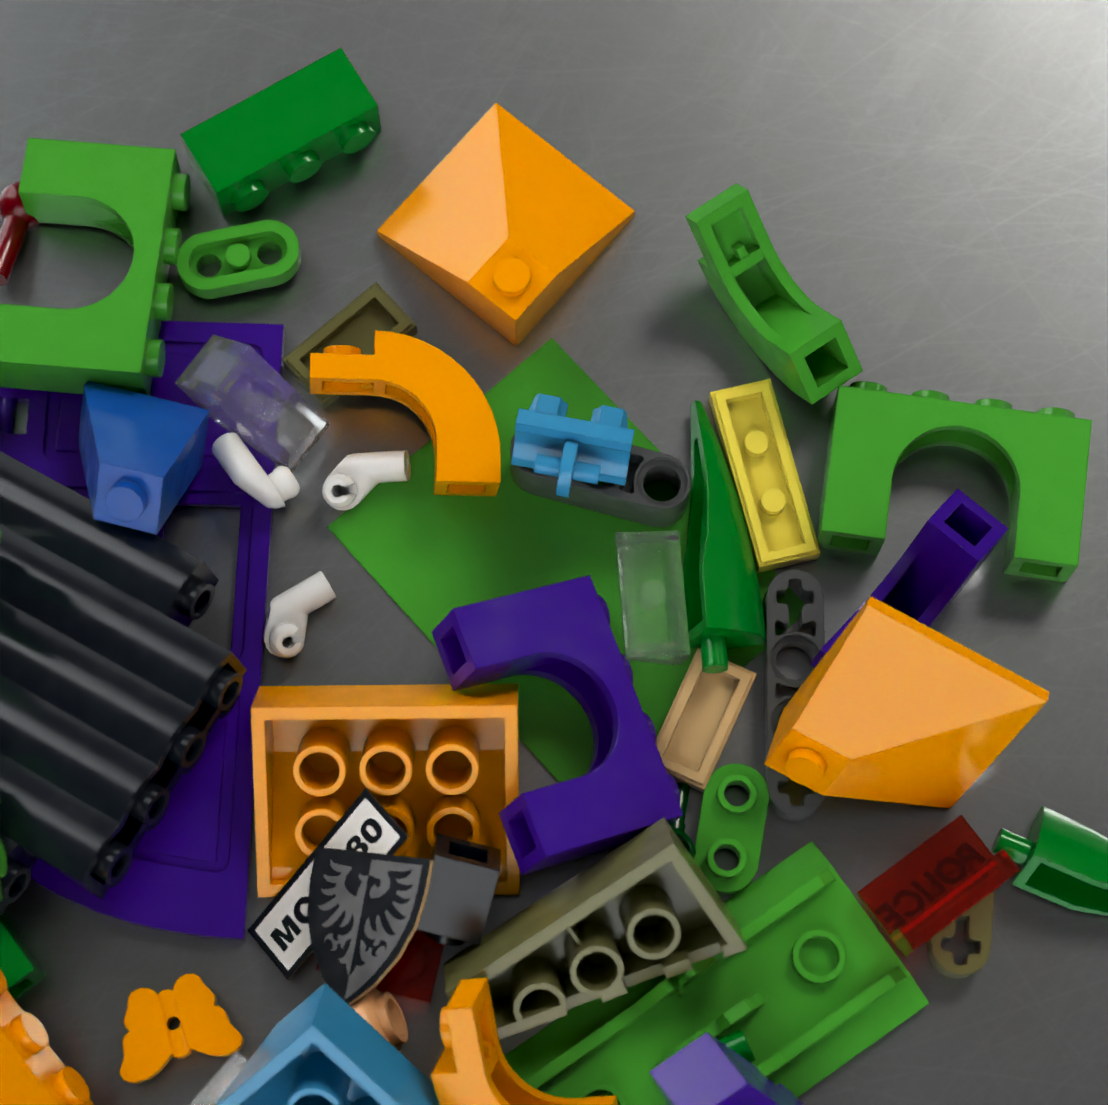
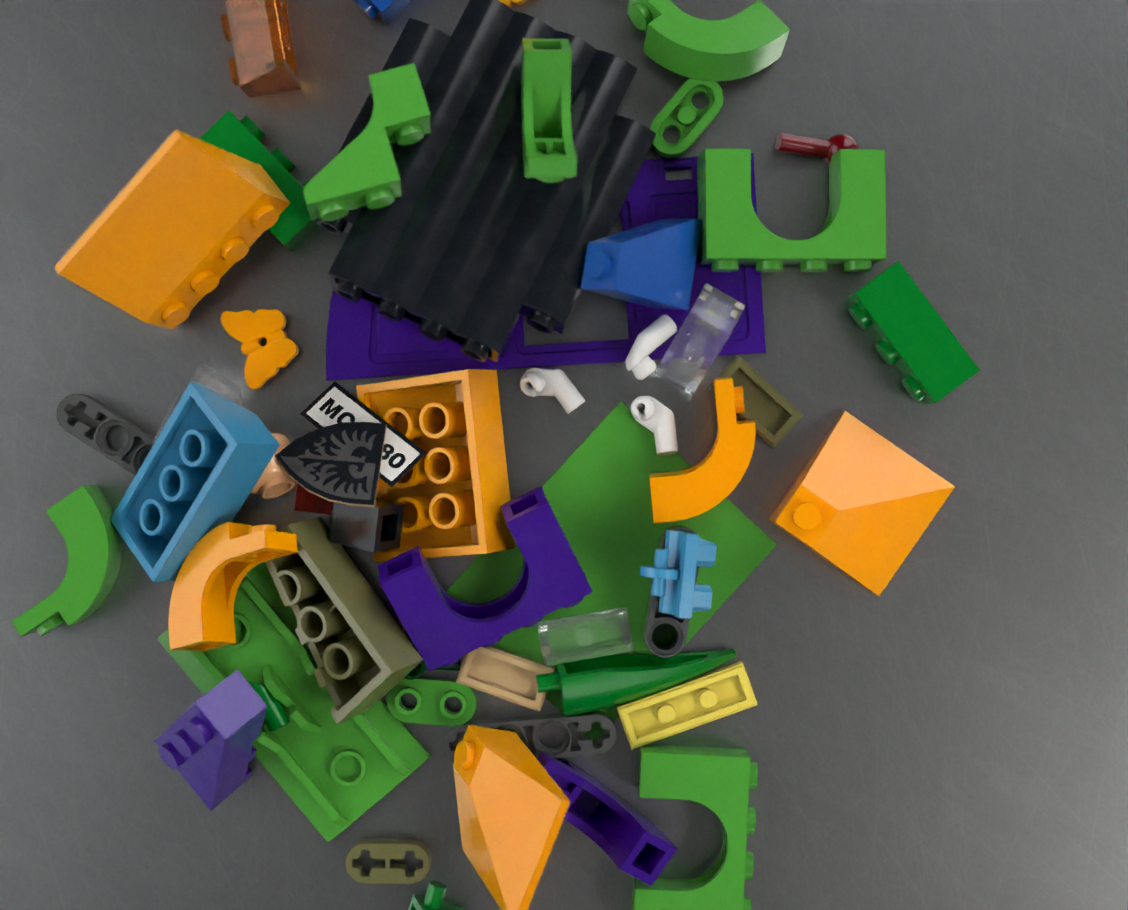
camera: 85 degrees right, 15 degrees up
(239, 255) = (814, 314): bright green plate -> none
(771, 312) = (809, 701): bright green arch -> none
(935, 885) = (398, 847): clear red panel -> none

